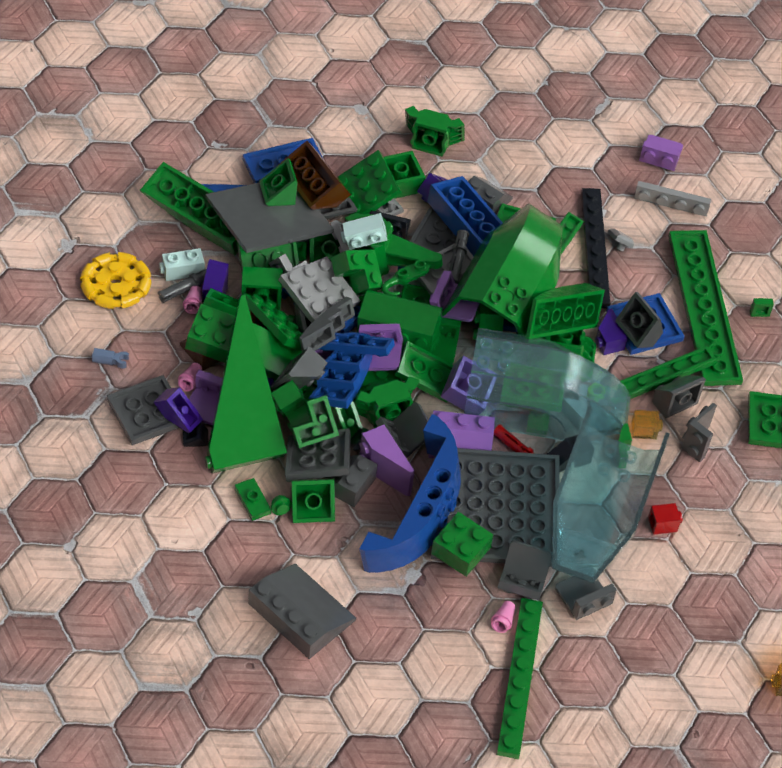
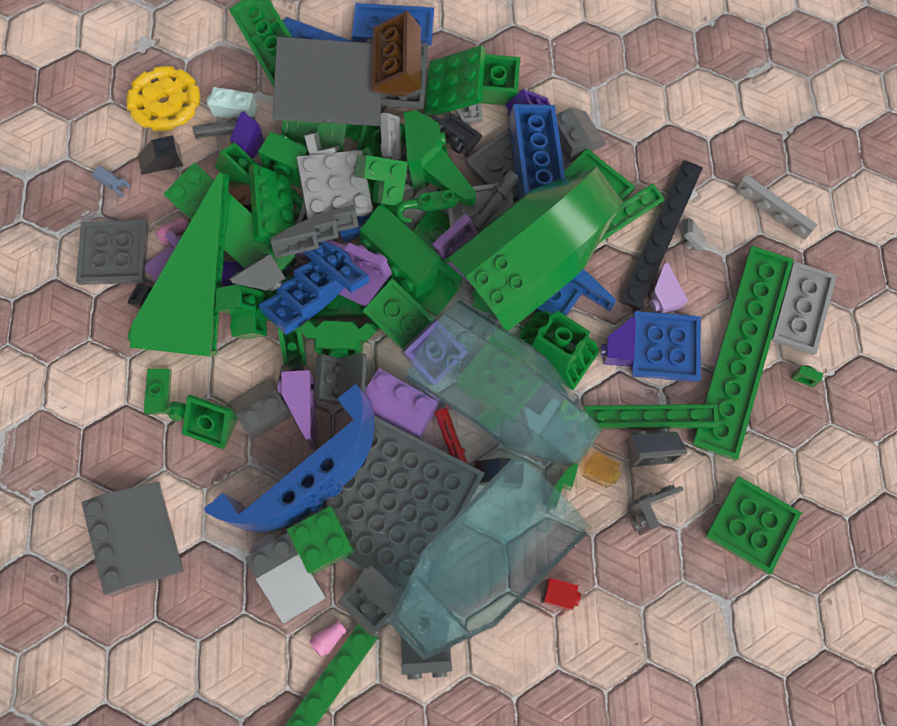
camera: 30 degrees right, 20 degrees up
(143, 323) = (160, 155): none -> black slope
(178, 409) = (130, 267): dark purple slope -> none
(193, 300) = (219, 145): bright pink cone -> none
(280, 185) = (353, 54): green slope -> none
(319, 459) = (237, 372): dark grey plate -> none
(321, 423) = (246, 342): green brick -> none
(364, 231) = (406, 138): light aqua brick -> none
(433, 130) = (558, 41): green slope -> none
(444, 587) = (284, 578): none -> slope
(565, 310) = (568, 310): green slope -> none
(623, 283) = (667, 292): none -> lavender slope
(640, 322) = (651, 351): dark grey slope -> none
(661, 152) = (793, 146): medium lavender bracket -> none
(733, 262) = (804, 308): none -> light grey plate

